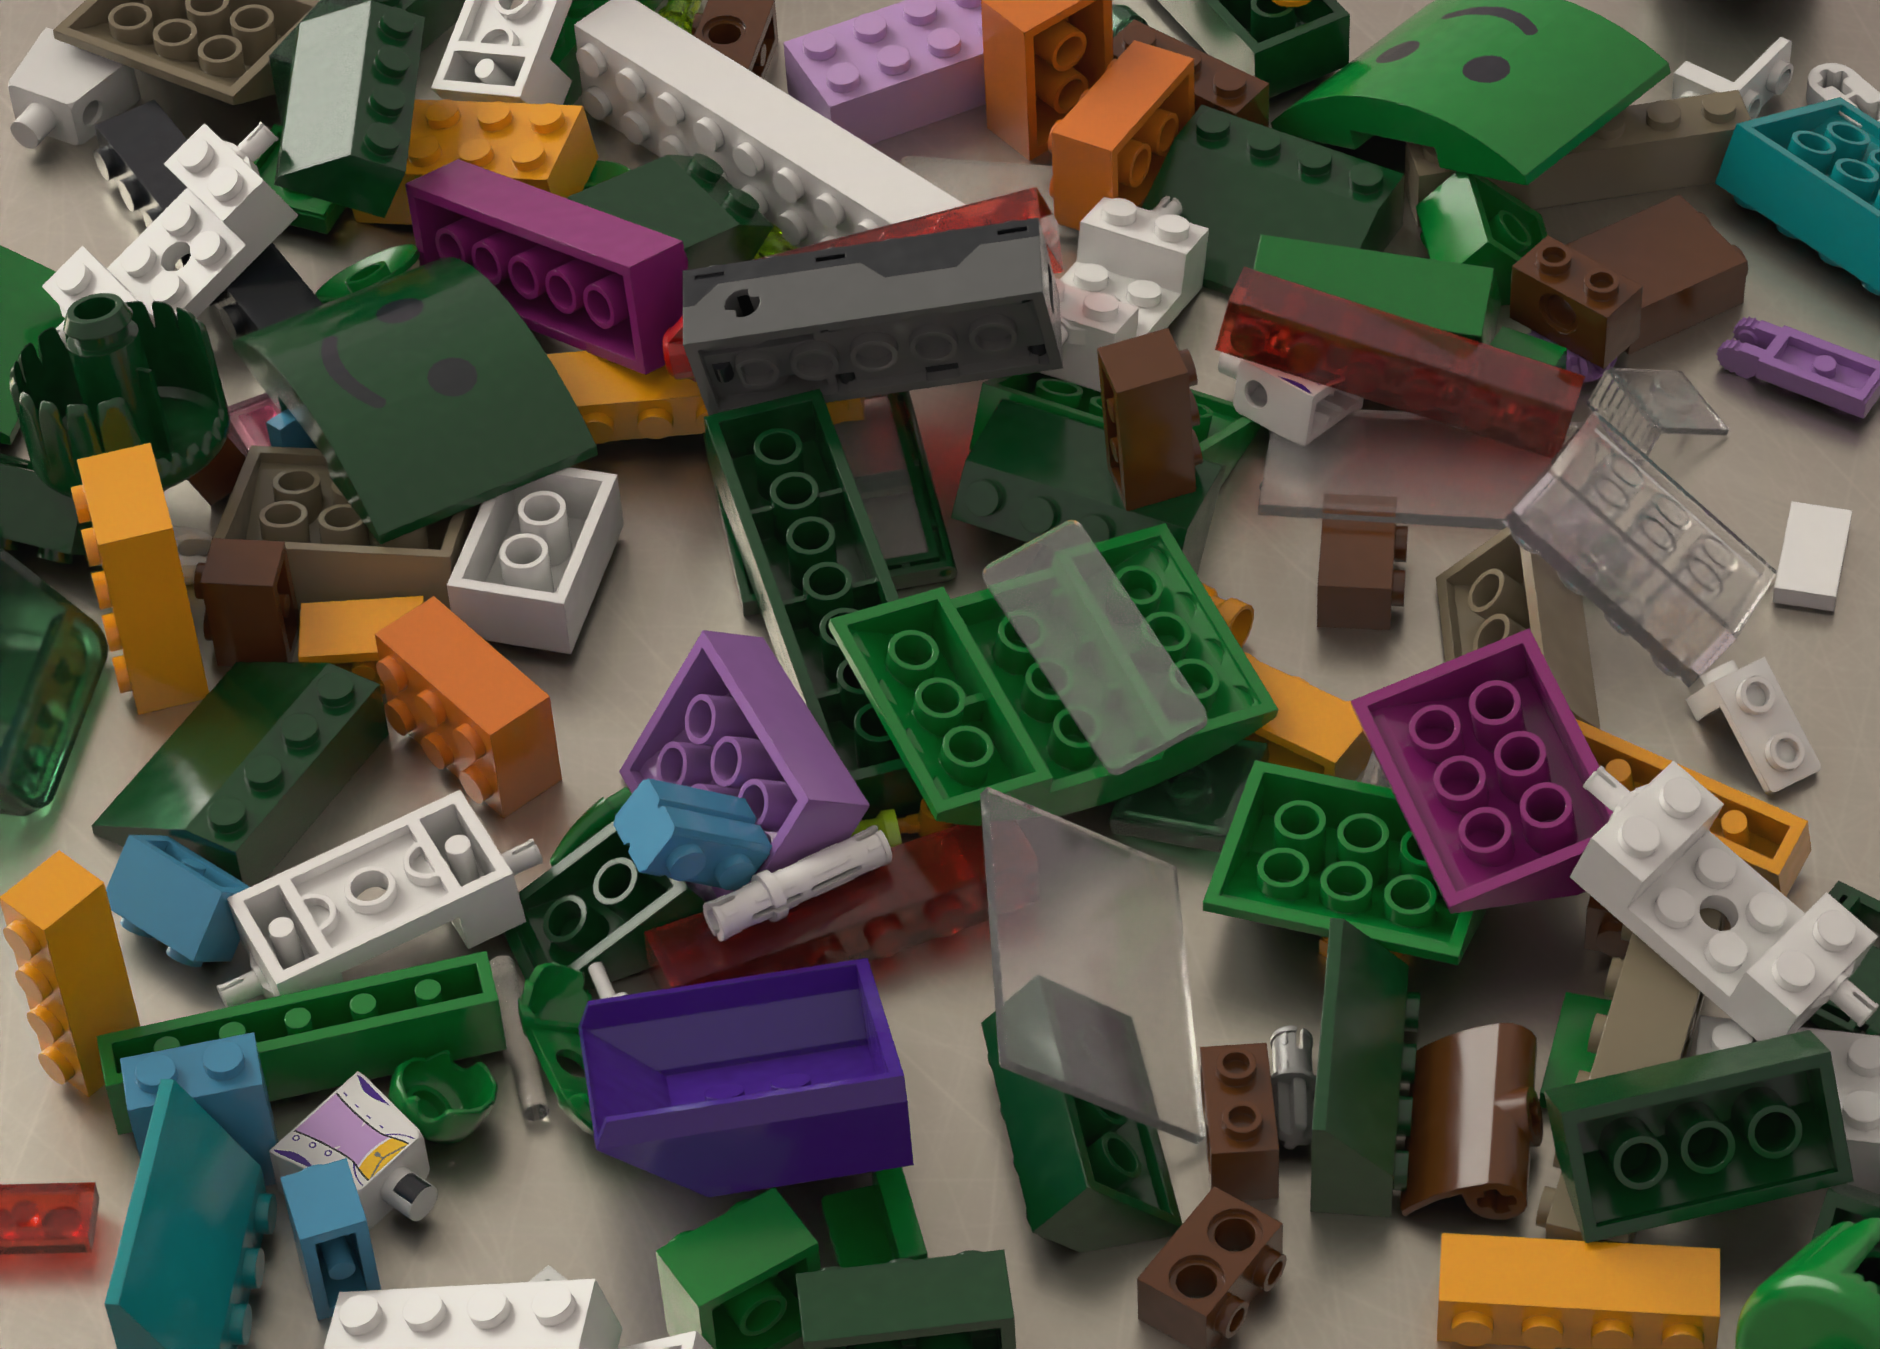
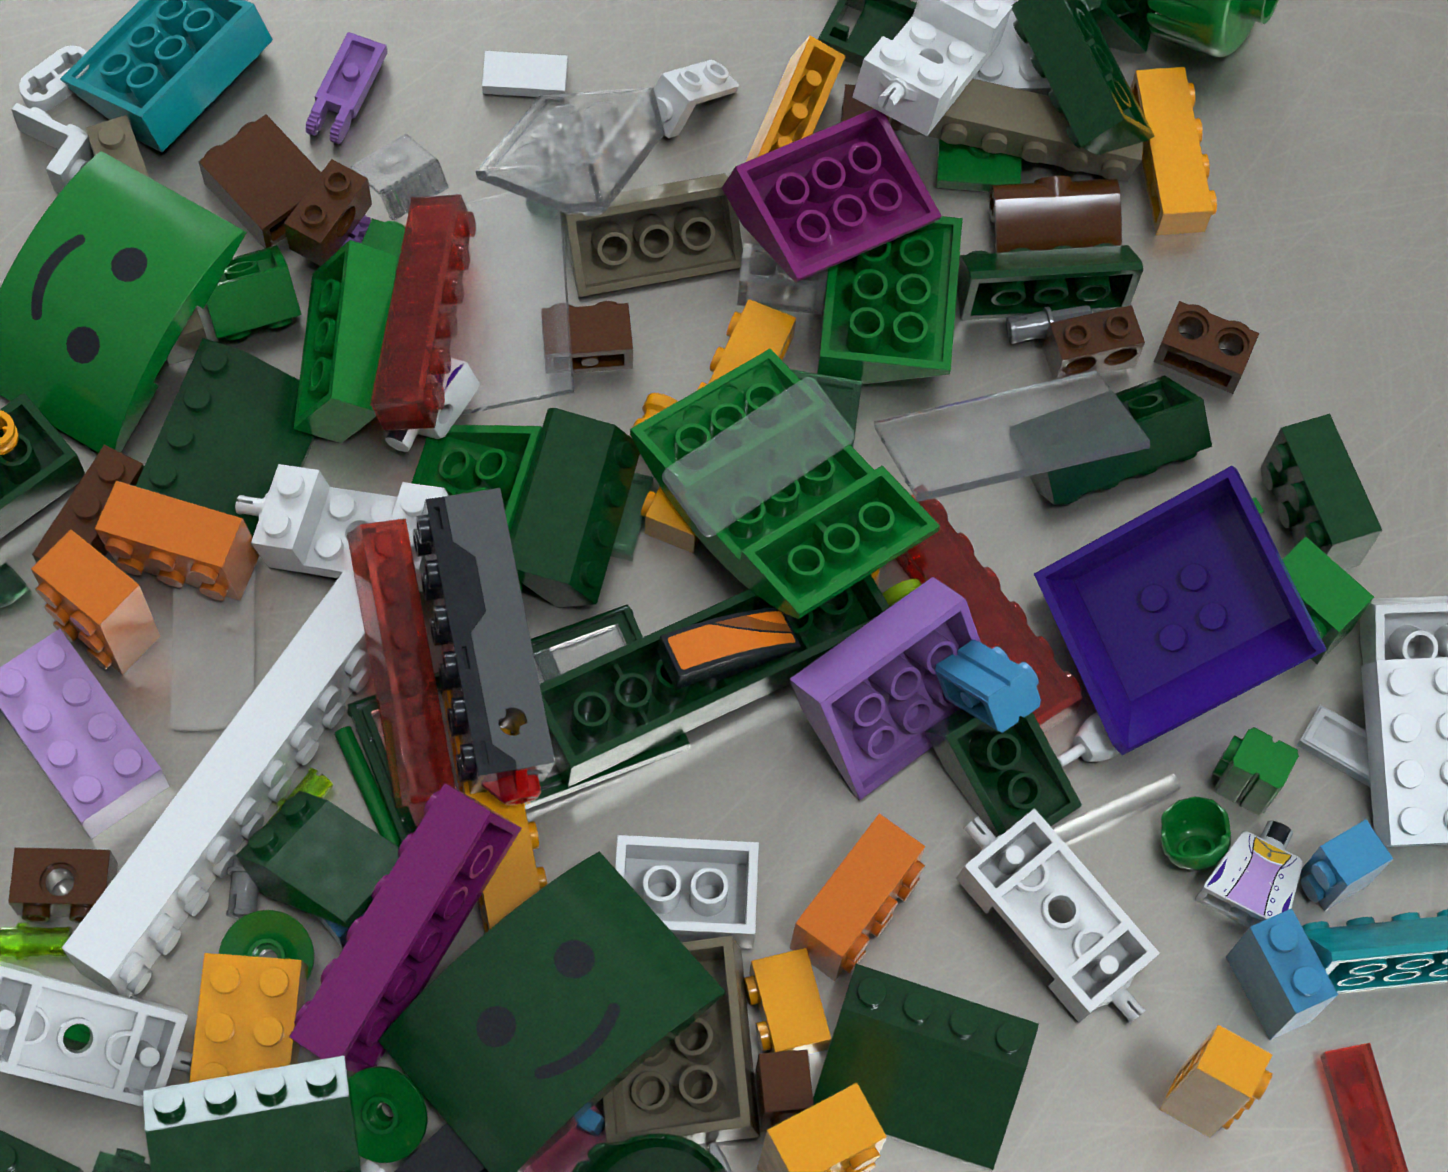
camera: 110 degrees left, 20 degrees up
(176, 898) = (1072, 1064): dark azure brick -> none
(334, 1030) = (1175, 925): green brick -> none
(502, 1163) = (1254, 770): none -> green brick
(550, 1019) = (1117, 781): green piece -> none
(590, 823) = (914, 804): green helmet -> none
(776, 892) = (995, 627): white pin -> none
(816, 561) = (726, 645): none -> slope
(1149, 418) = (578, 423): reddish brown brick -> none

